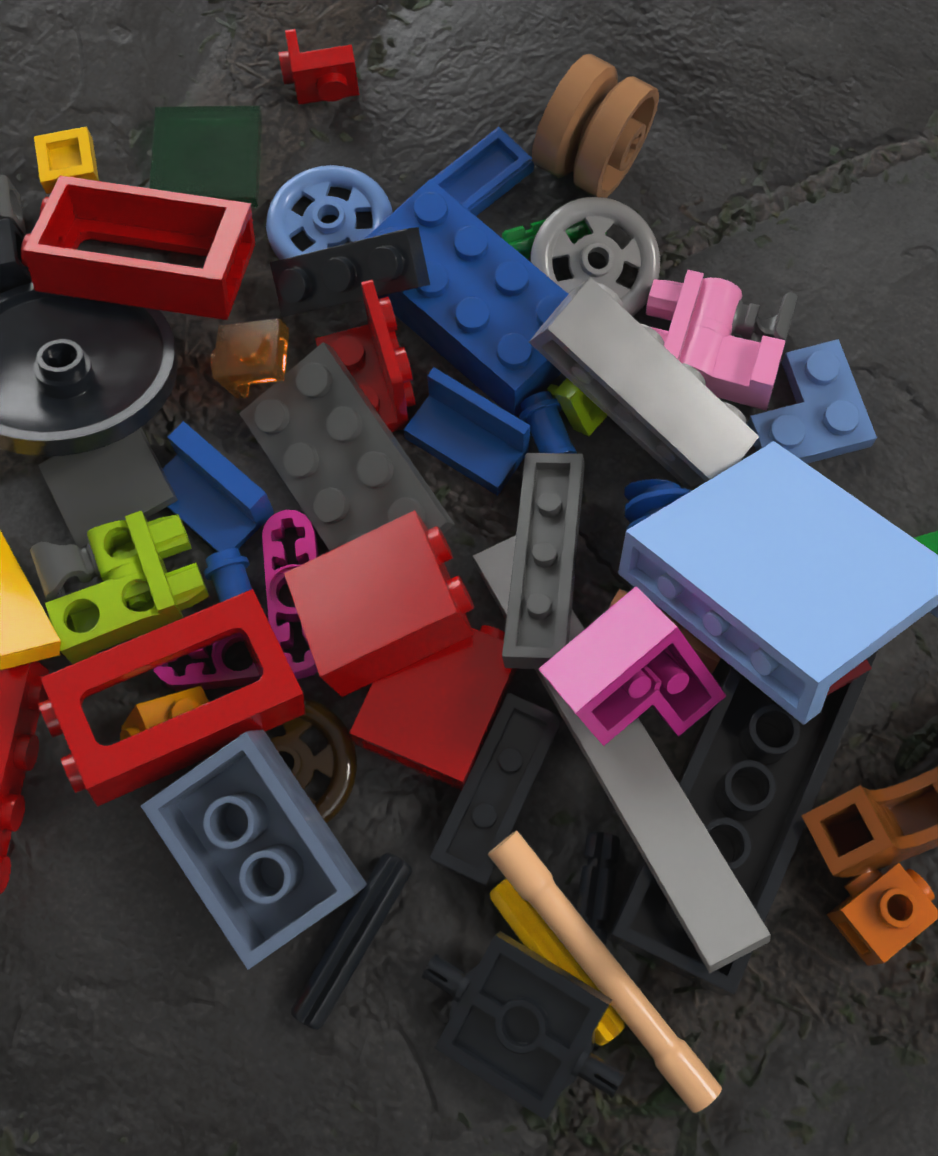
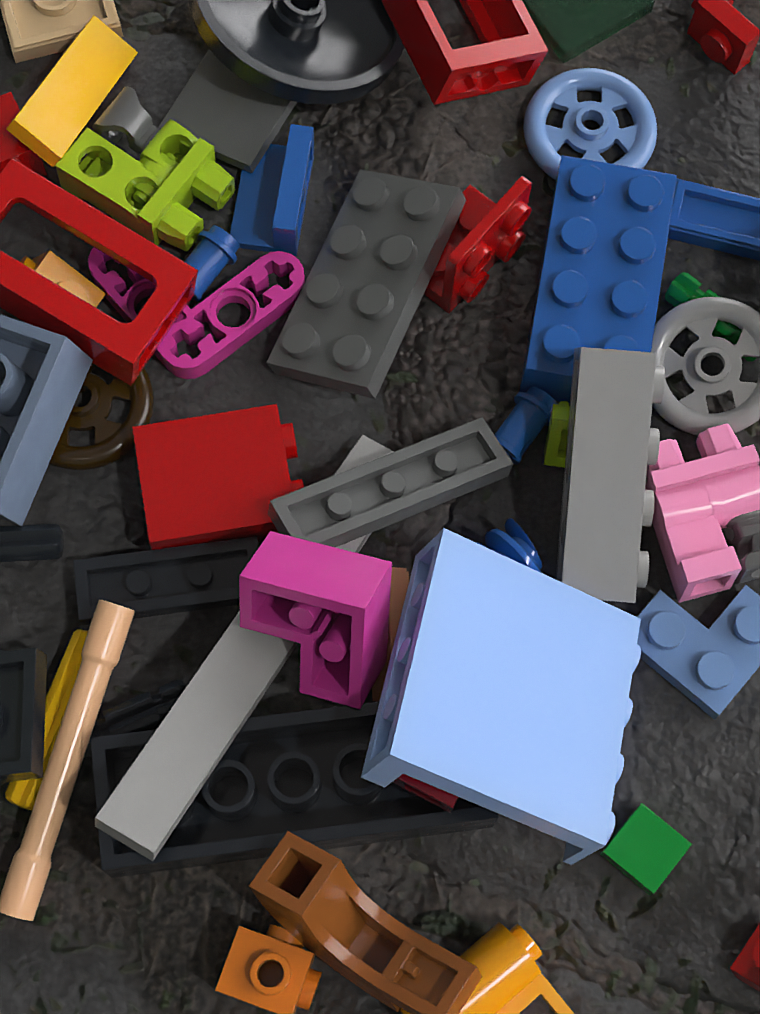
camera: 50 degrees right, 0 degrees up
(249, 355) = (411, 140): clear orange bracket -> none
(335, 273) = (559, 183): black plate -> none
(380, 603) = (253, 376): red brick -> none
(469, 432) = (469, 362): blue panel -> none

